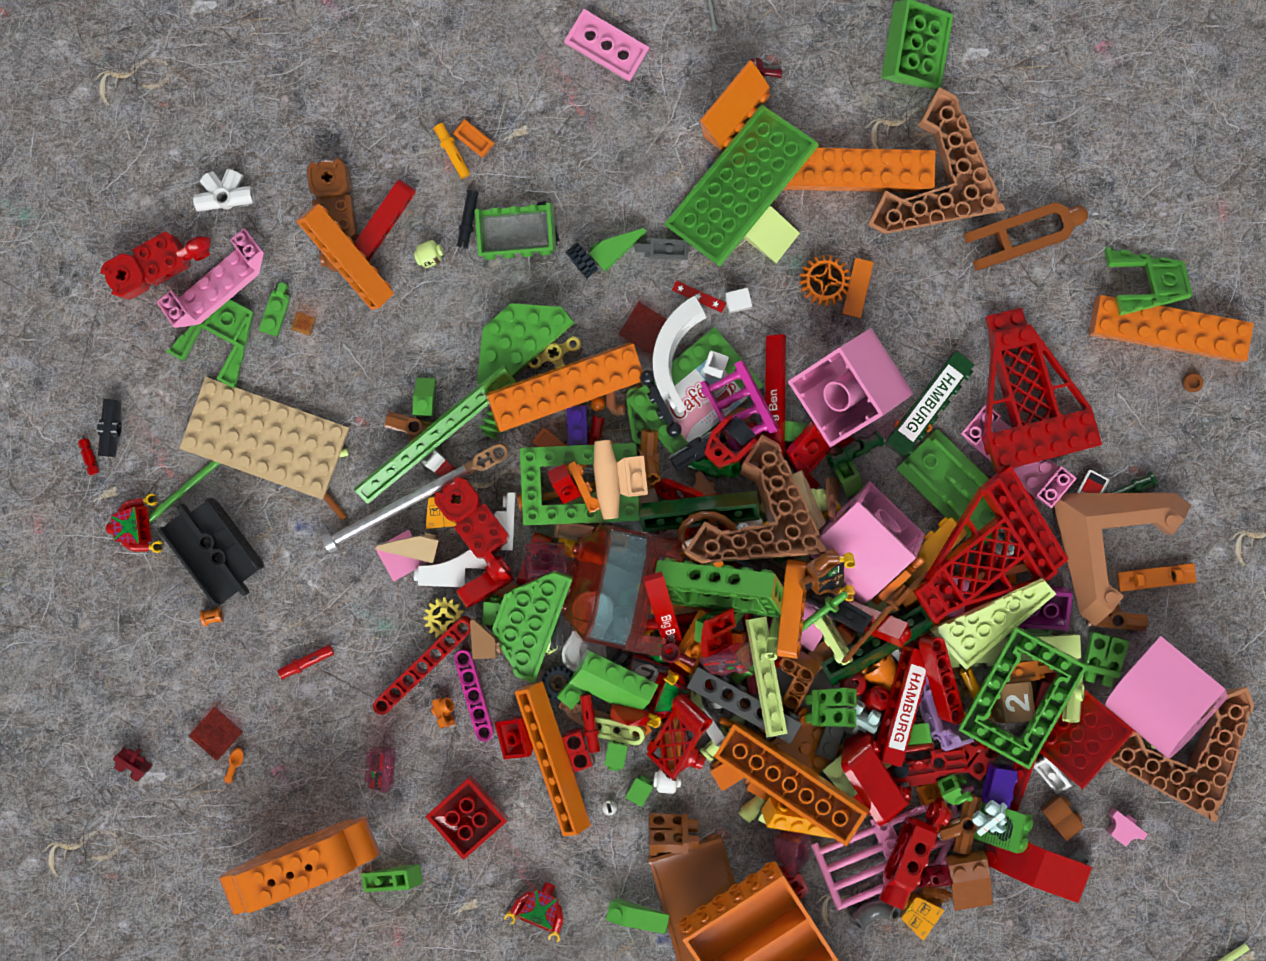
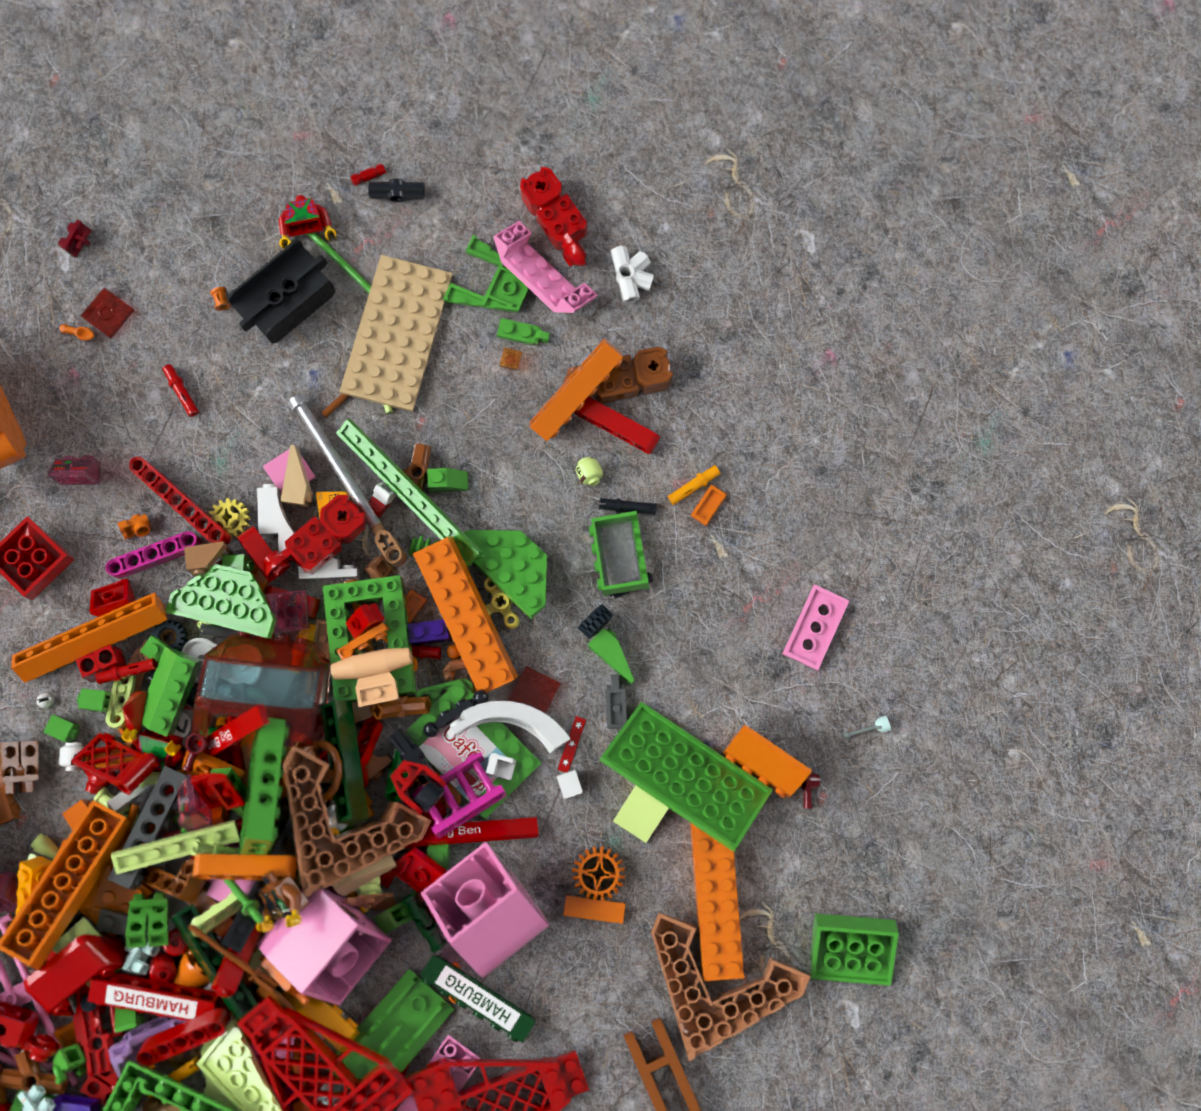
camera: 85 degrees right, 10 degrees down
(508, 472) = (378, 568): none -> nougat slope

